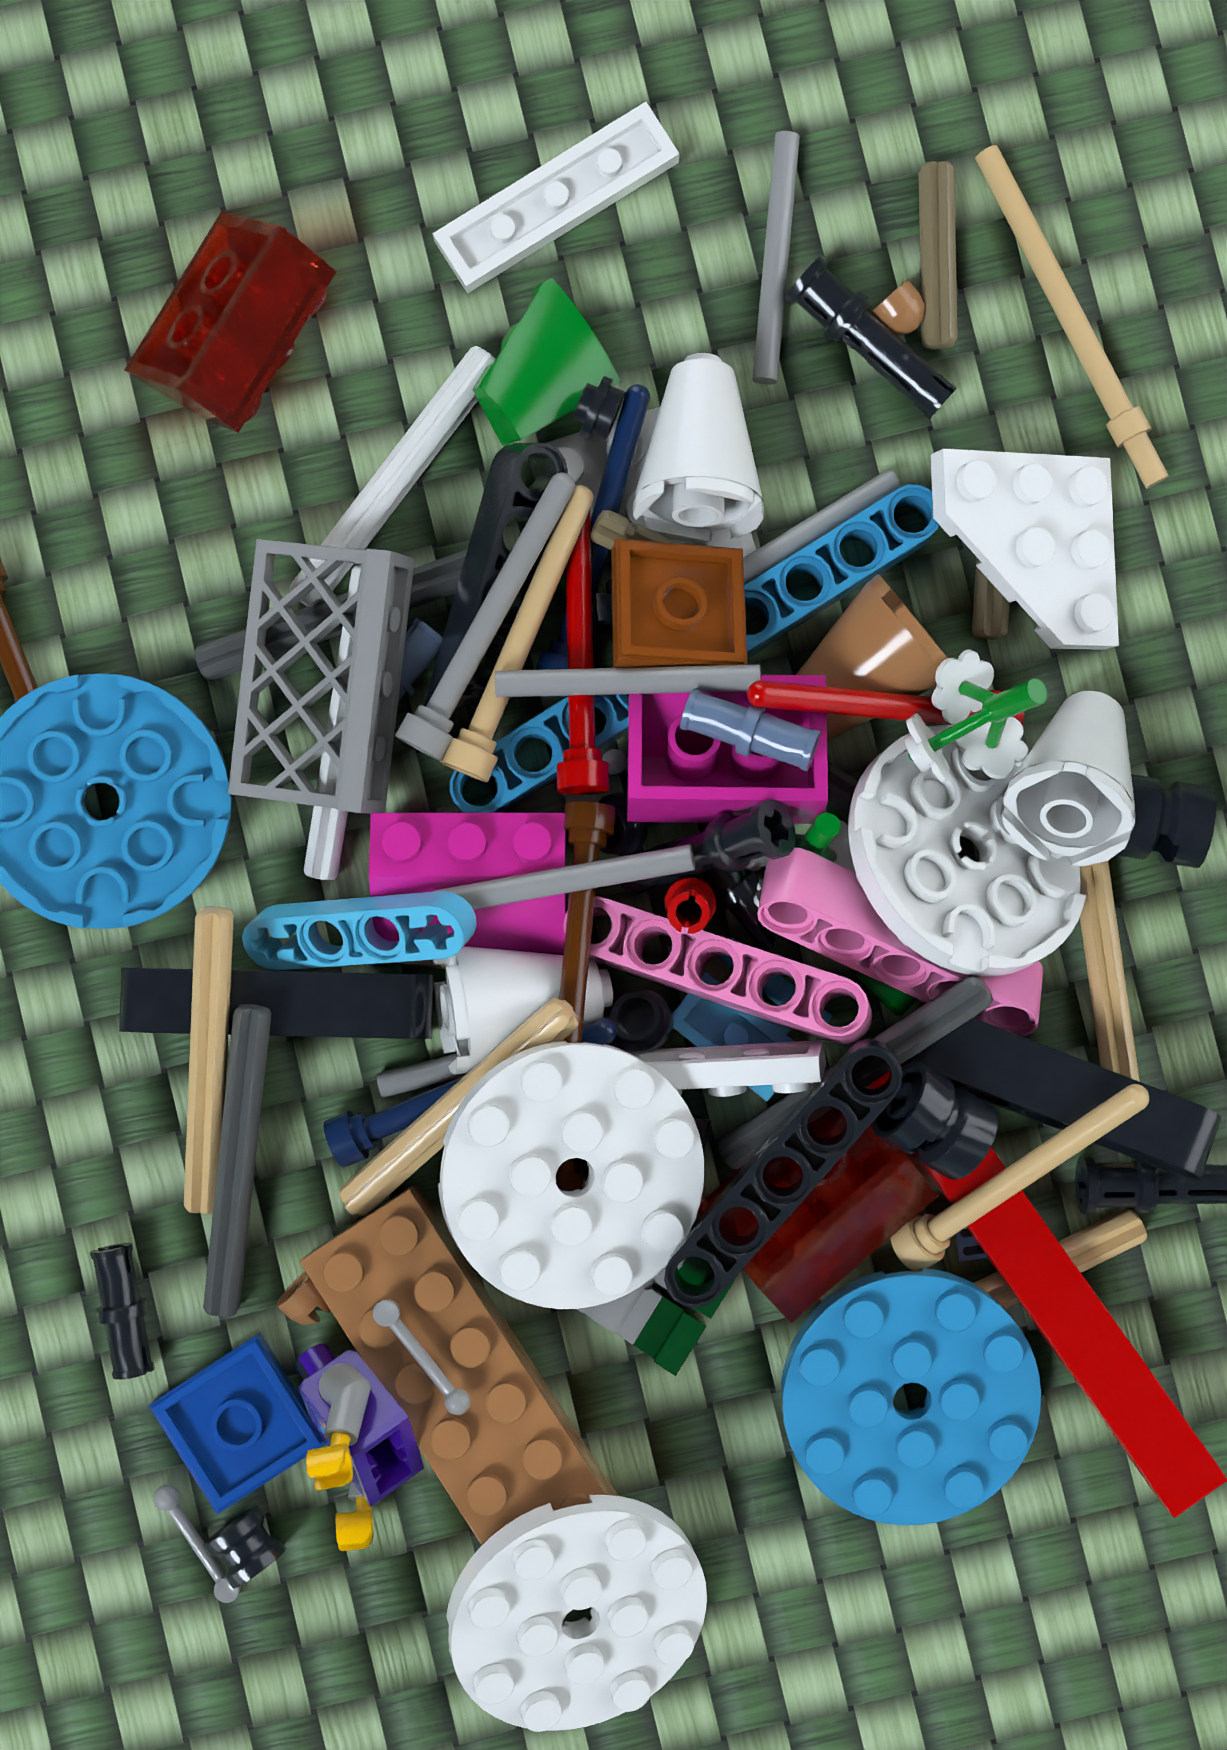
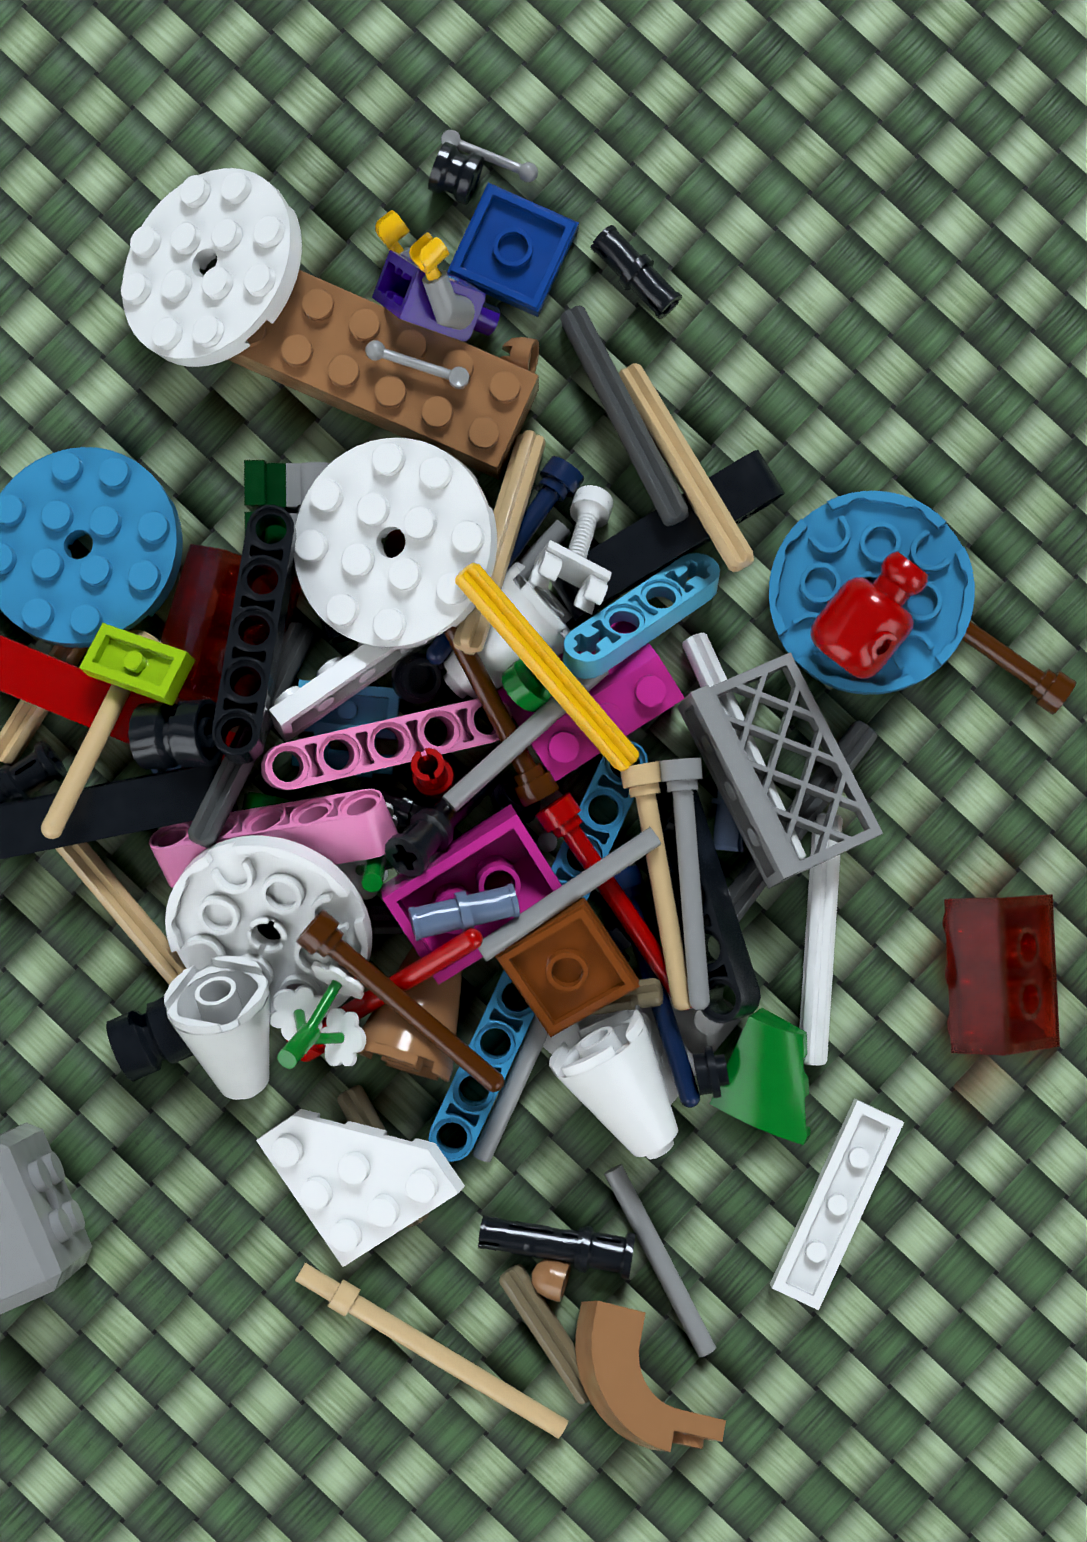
camera: 145 degrees right, 0 degrees up
(123, 767) = (867, 619): none -> red piece
(340, 1082) = (589, 510): none -> white bar
(494, 935) = (546, 666): none -> yellow axle
(528, 931) = (524, 687): none -> green tile
(904, 157) = (613, 1381): none -> medium nougat arch
(915, 797) = (325, 938): none -> reddish brown piece
(930, 1224) = (137, 664): none -> lime plate

